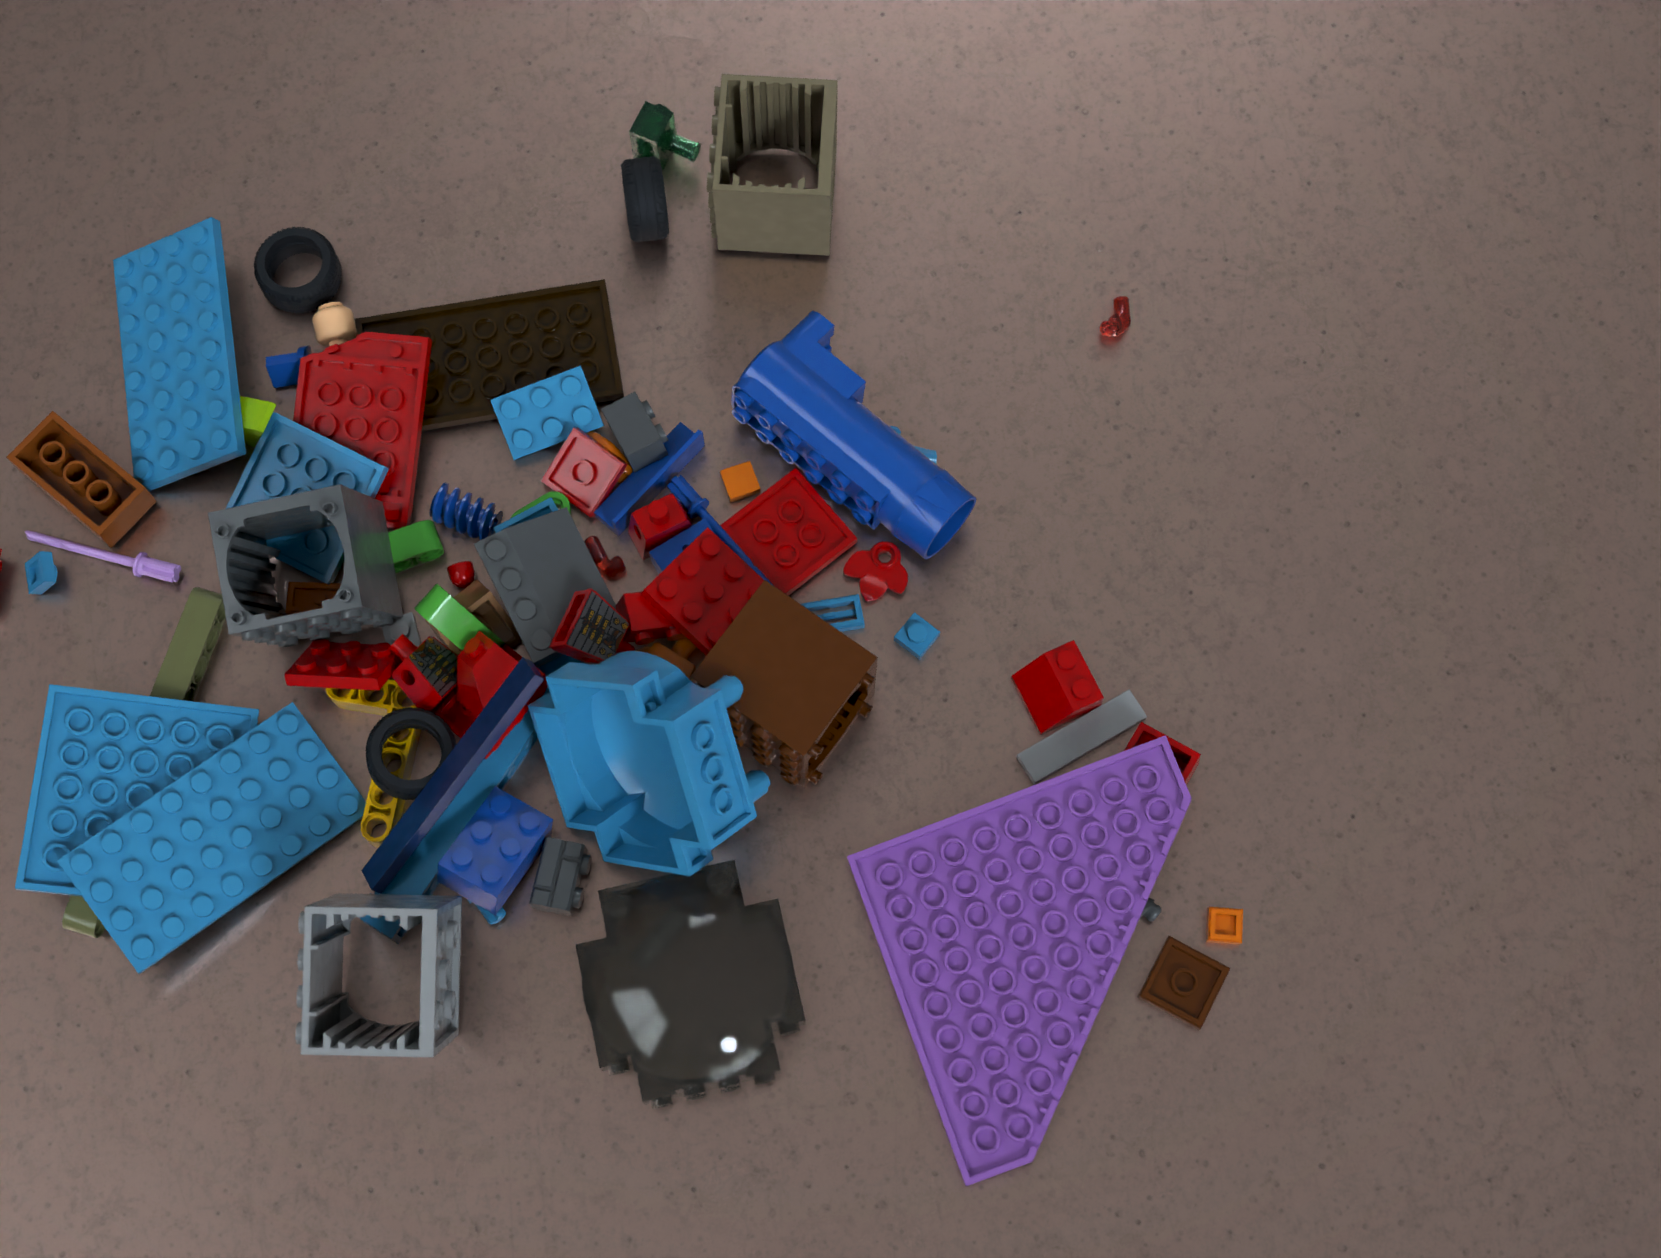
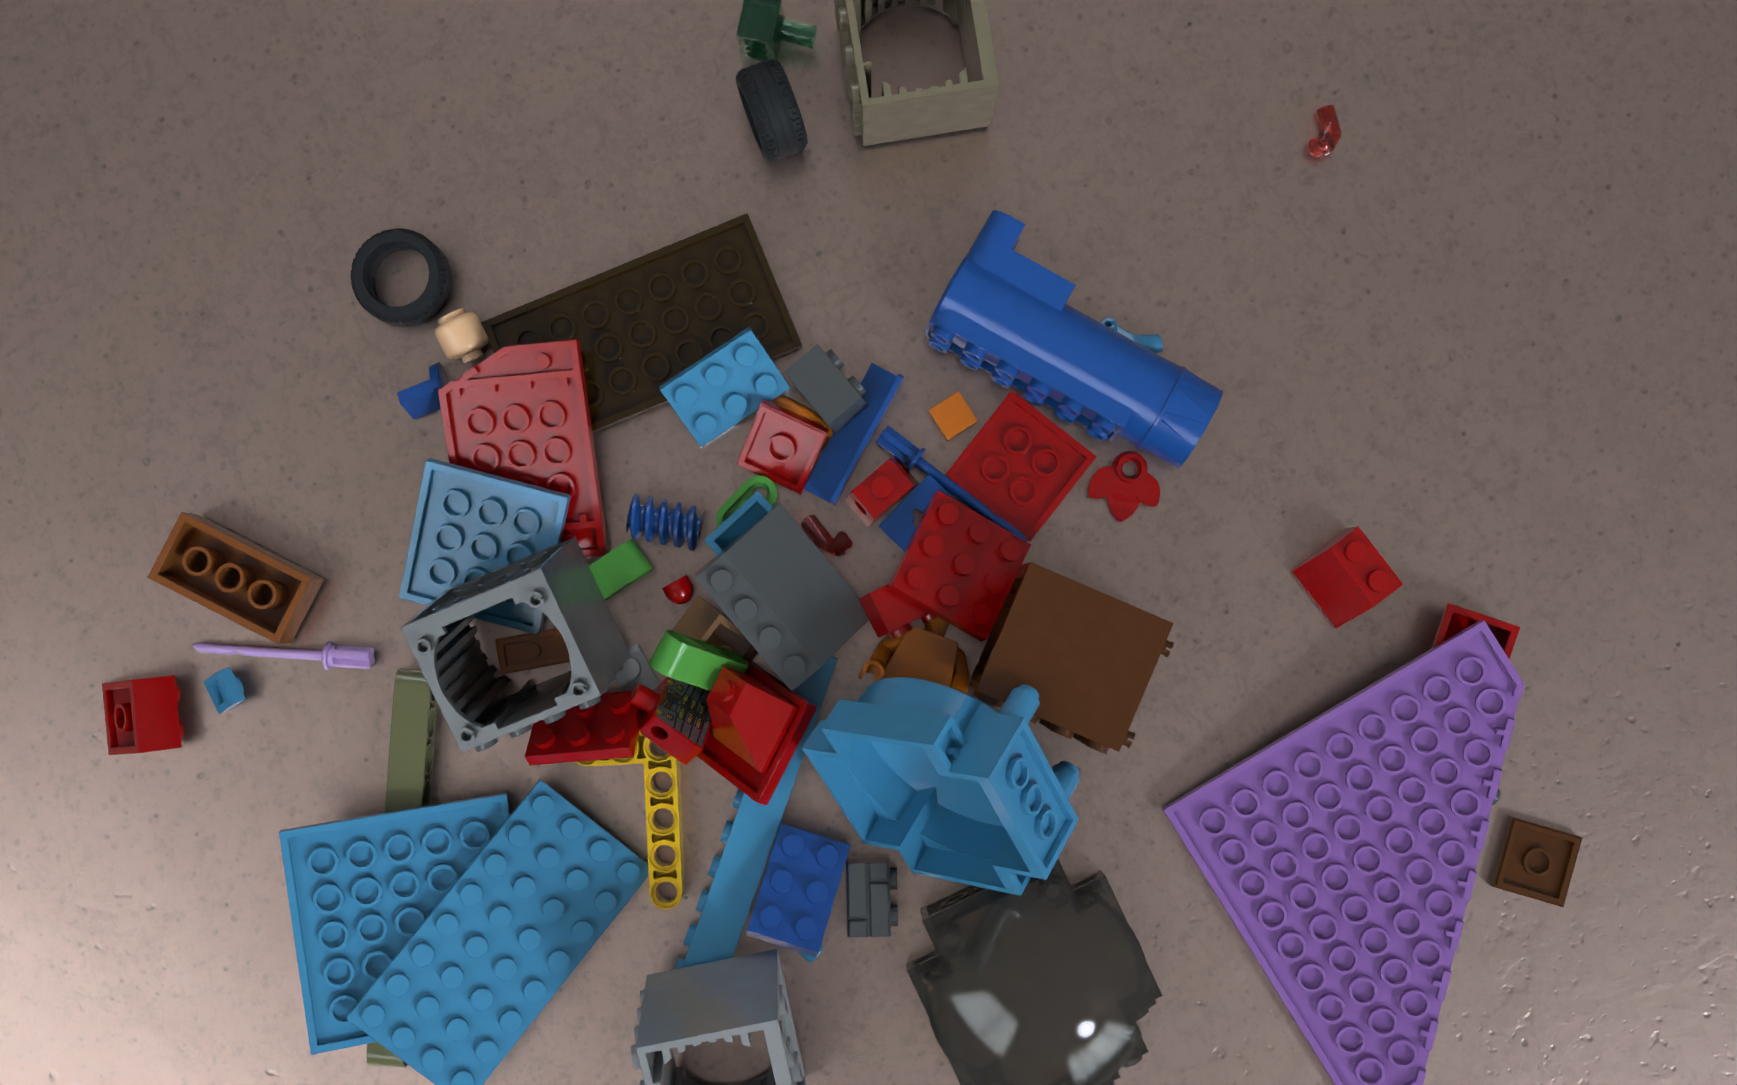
camera: 10 degrees left, 15 degrees up
(178, 356) = (299, 411): dark azure plate -> none
(255, 418) = (396, 470): lime slope -> none
(392, 723) = (711, 841): black tyre -> none
(452, 775) = (741, 835): dark blue tile -> none
(591, 629) = (846, 643): torso -> none
(839, 602) = (1056, 559): dark azure tile -> none
(916, 636) = (1182, 549): dark azure plate -> none
(1081, 737) = (1380, 624): light grey tile -> none
(1224, 925) = (1566, 792): orange tile -> none

